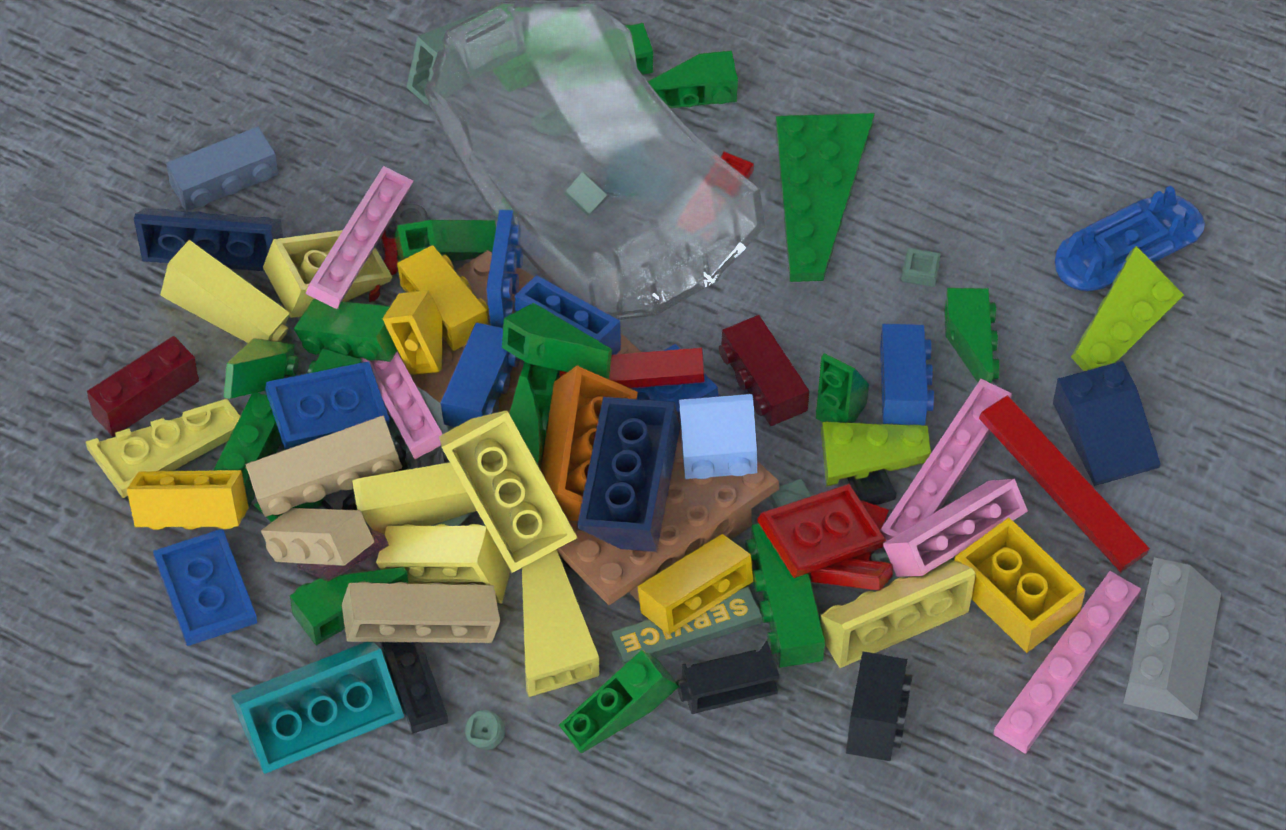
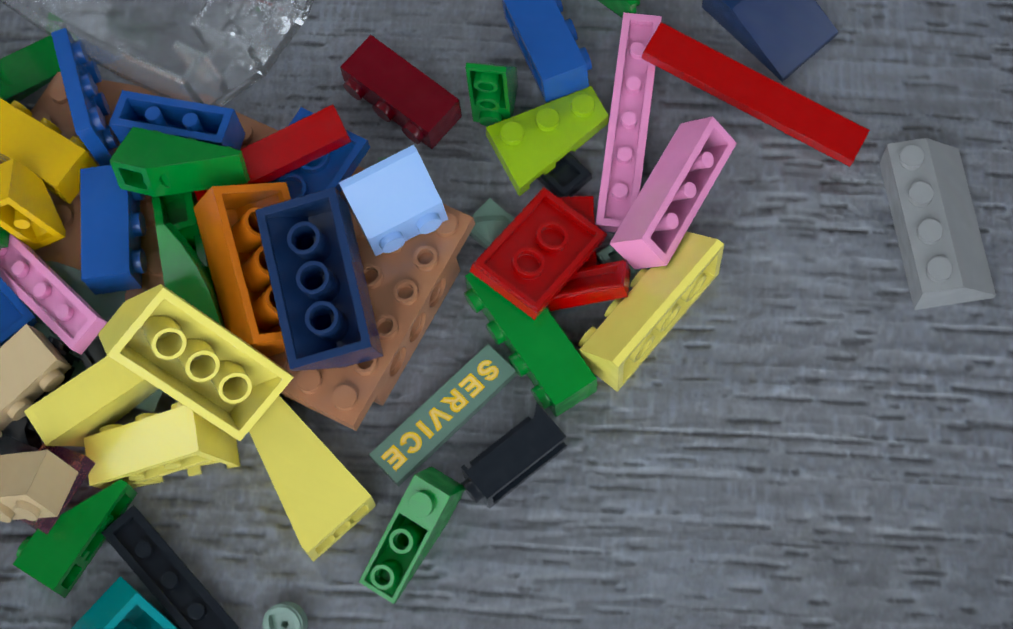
camera: 15 degrees left, 15 degrees up
(420, 613) = (160, 525): tan brick -> none
(695, 584) = (434, 366): yellow brick -> none
(879, 706) = (682, 428): black brick -> none
(1021, 585) = (764, 227): yellow brick -> none
(1067, 662) = (842, 290): bright pink plate -> none

